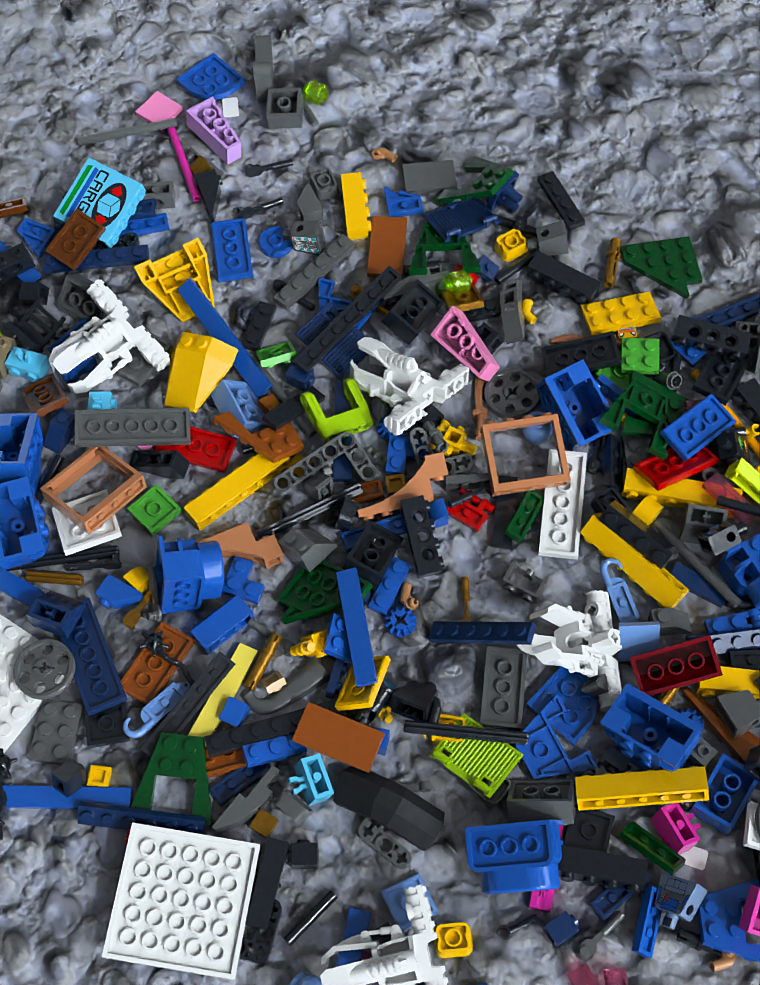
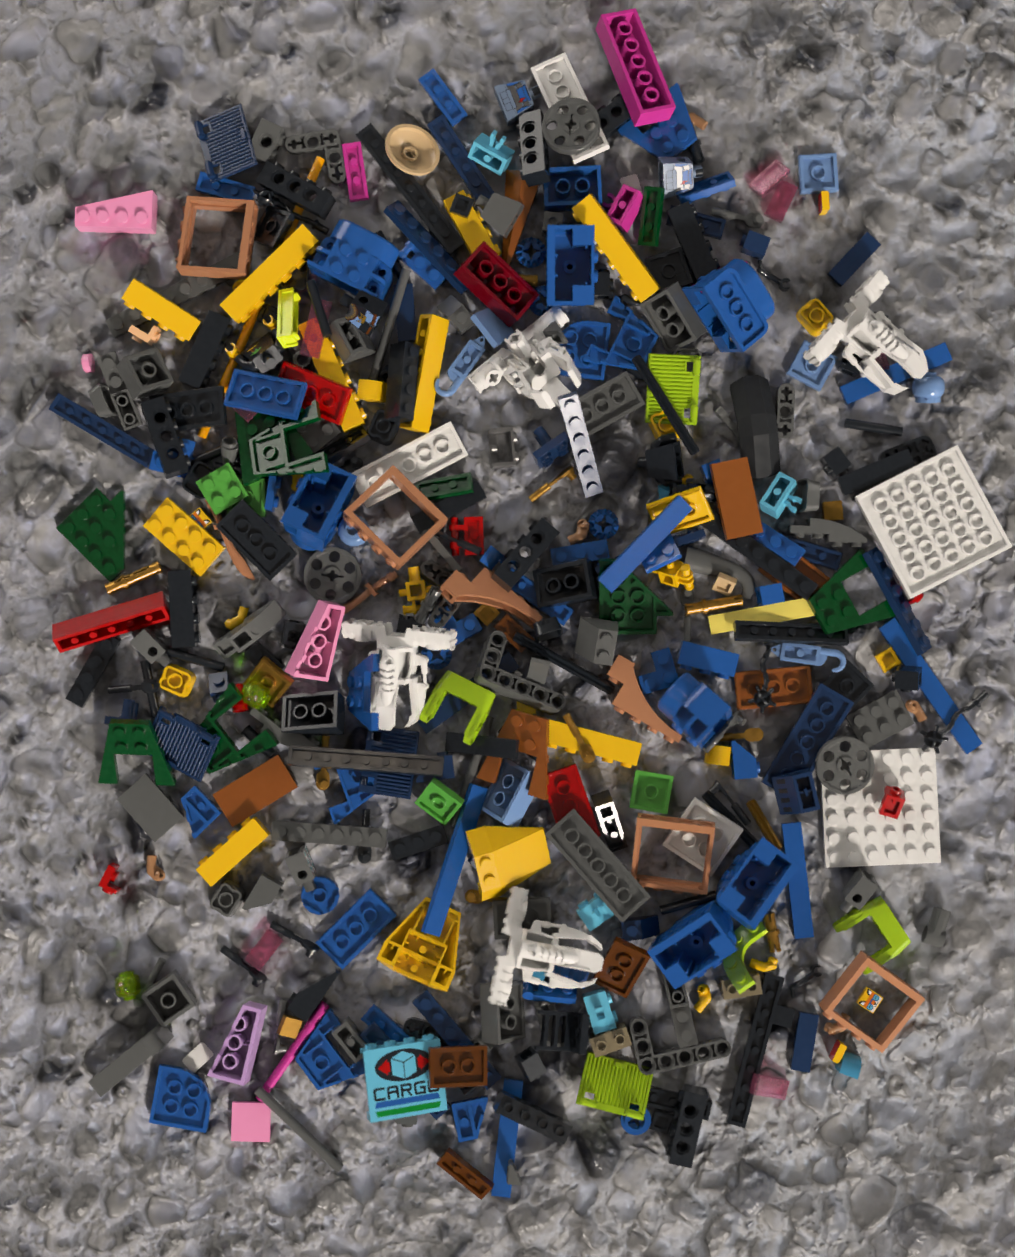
camera: 125 degrees left, 25 degrees up
(39, 769) = (914, 707): none -> medium nougat arm
(161, 170) = (322, 1060): none -> blue wing
(227, 477) = (585, 750): none -> pearl gold piece
(268, 185) = (264, 949): none -> clear pink tile
(398, 345) = (360, 692): none -> blue wing
(399, 122) = (110, 876): none -> red bracket
(497, 612) = (550, 447): none -> dark blue plate
(589, 225) = (110, 622): none -> red brick

